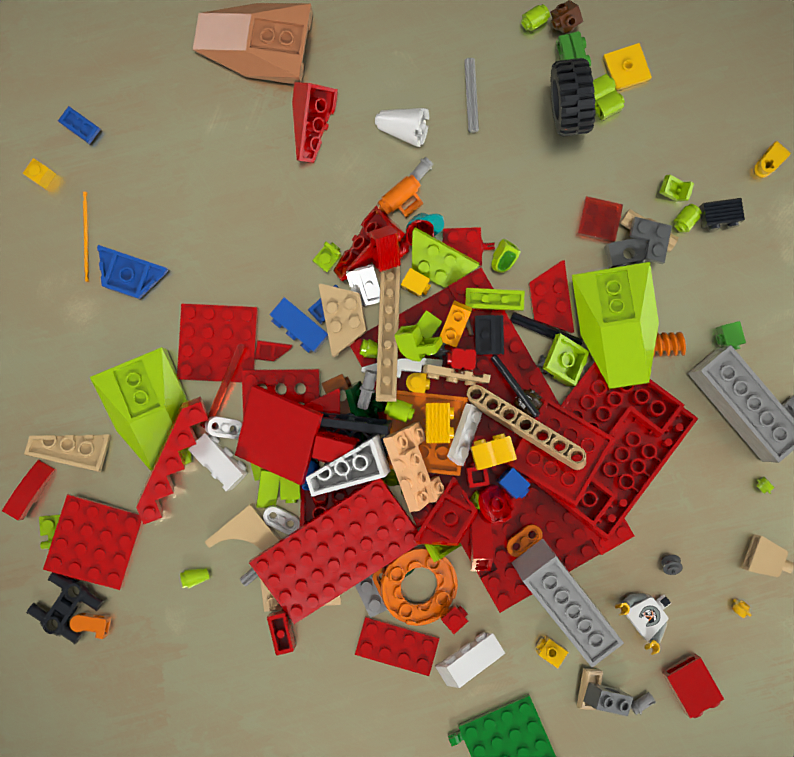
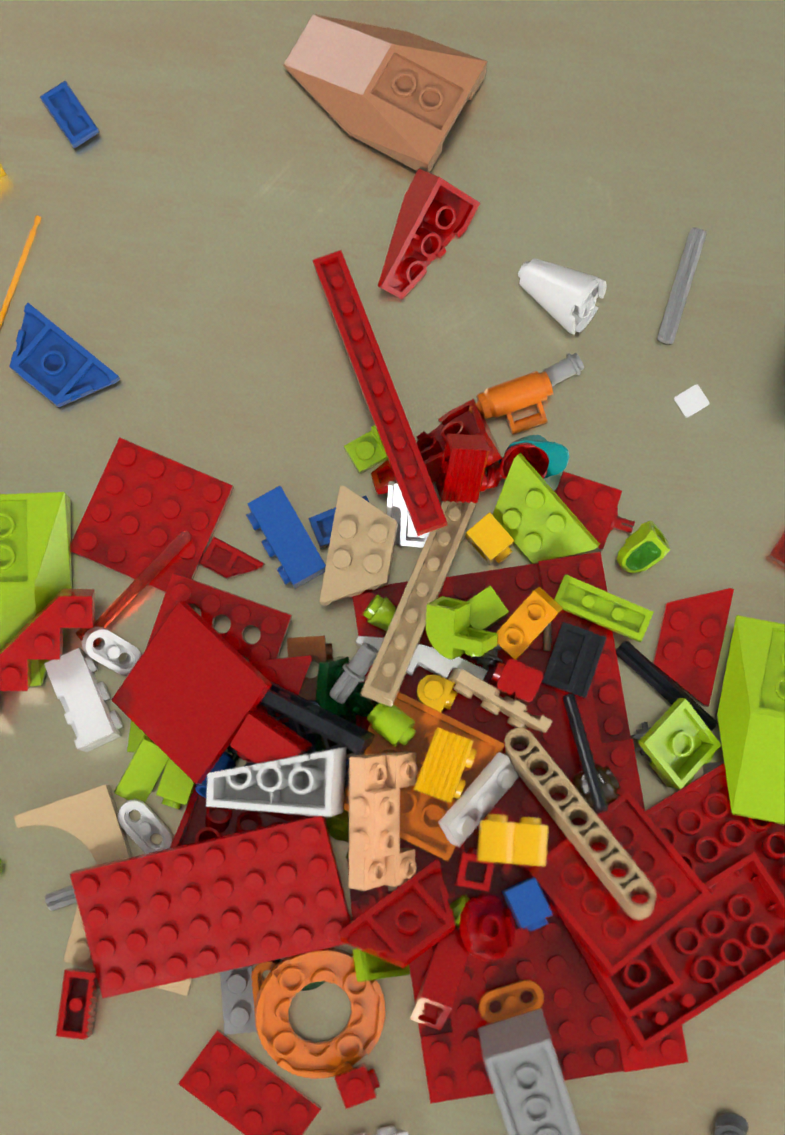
camera: 15 degrees right, 5 degrees down
(321, 222) = (380, 394): none -> red plate
(501, 160) = (691, 400): none -> white sticker

